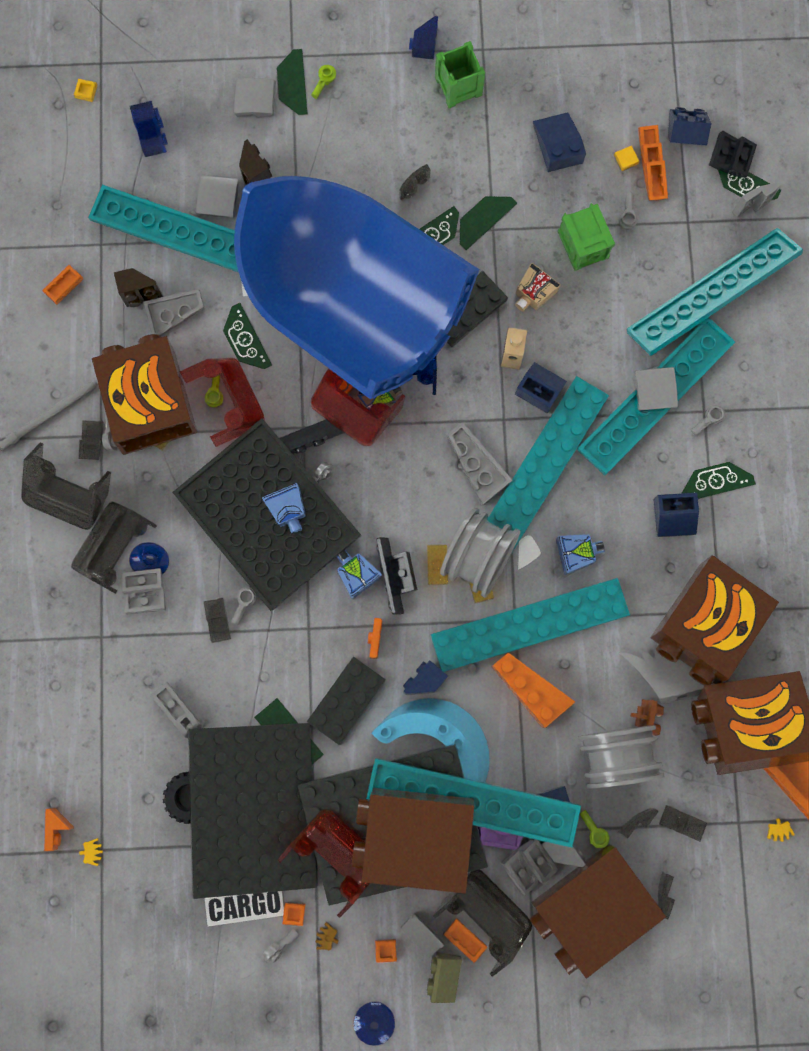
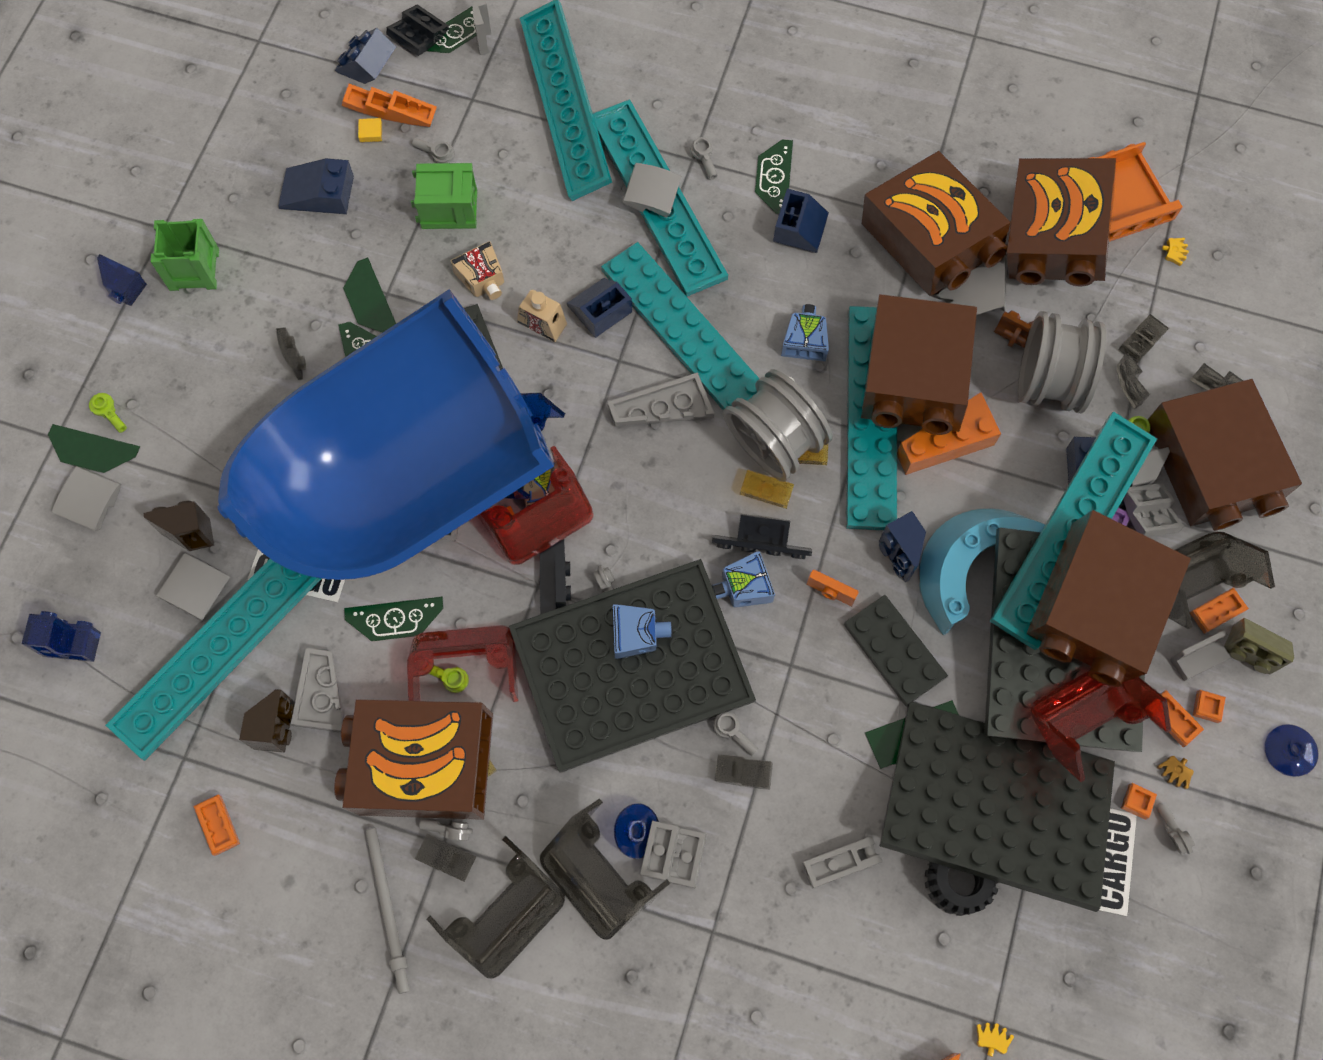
camera: 70 degrees left, 10 degrees down
(365, 925) = (1183, 725): none -> orange plate
(573, 644) = (919, 364): none -> reddish brown brick

